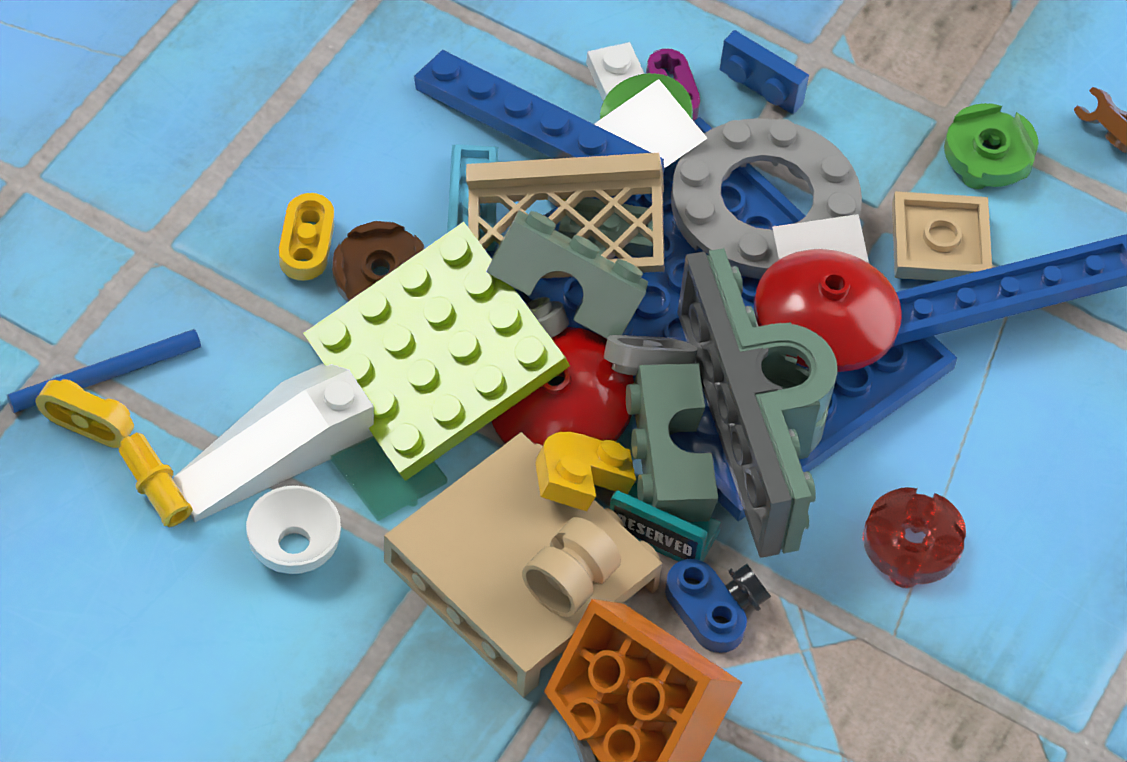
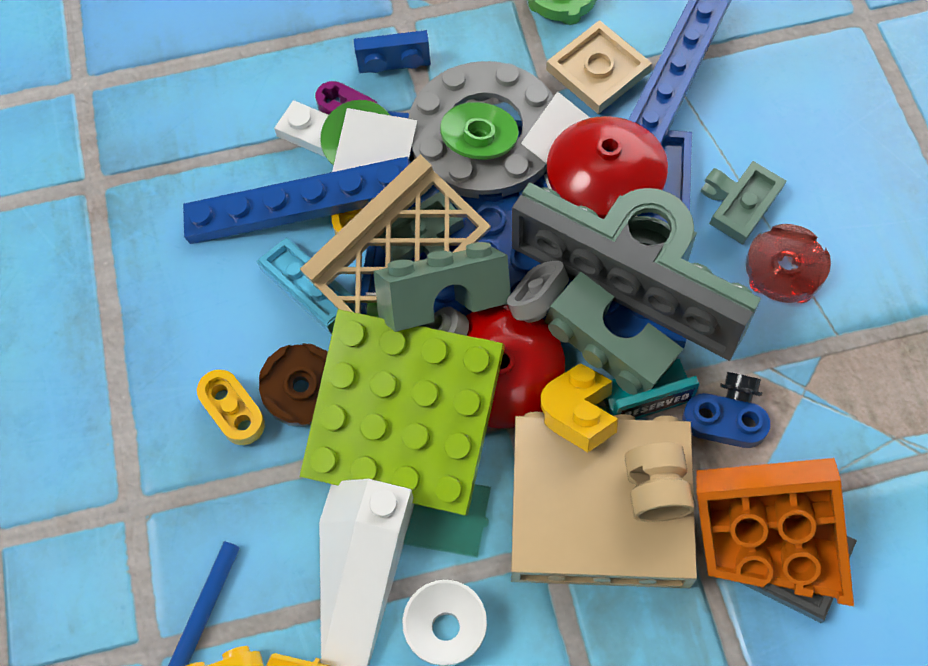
camera: 35 degrees left, 10 degrees up
(752, 190) = (479, 130): none -> bright green dish
(938, 455) = (743, 201): none -> sand green plate

